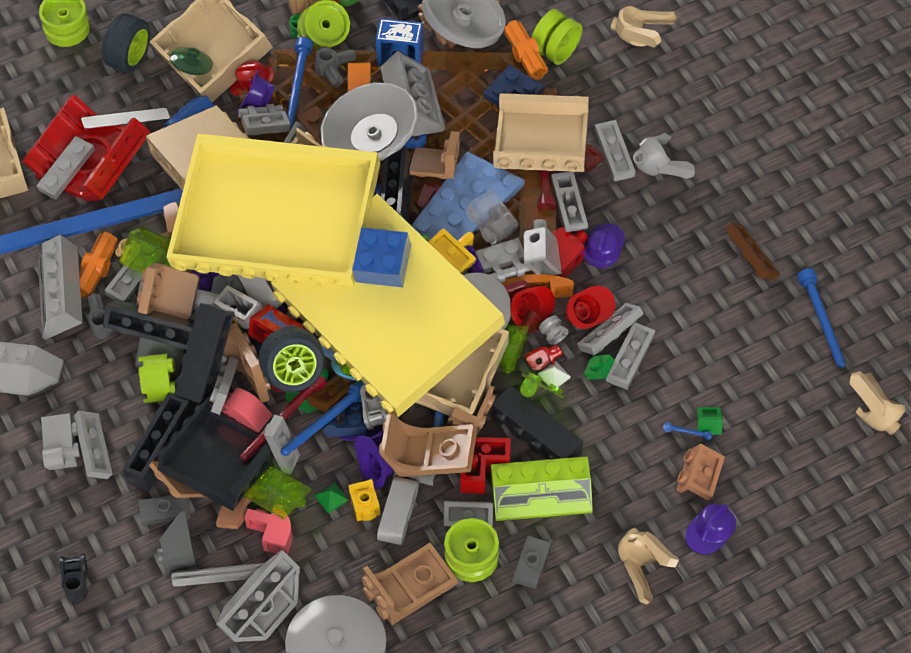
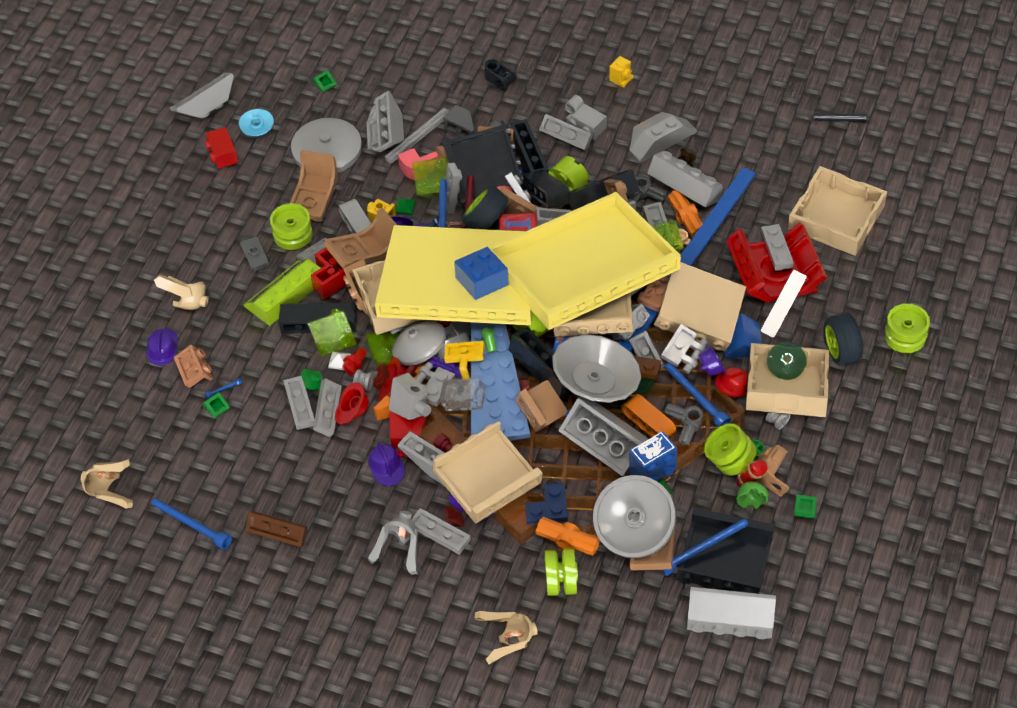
camera: 140 degrees right, 5 degrees down
(21, 321) = (688, 156): none -> dark brown plate

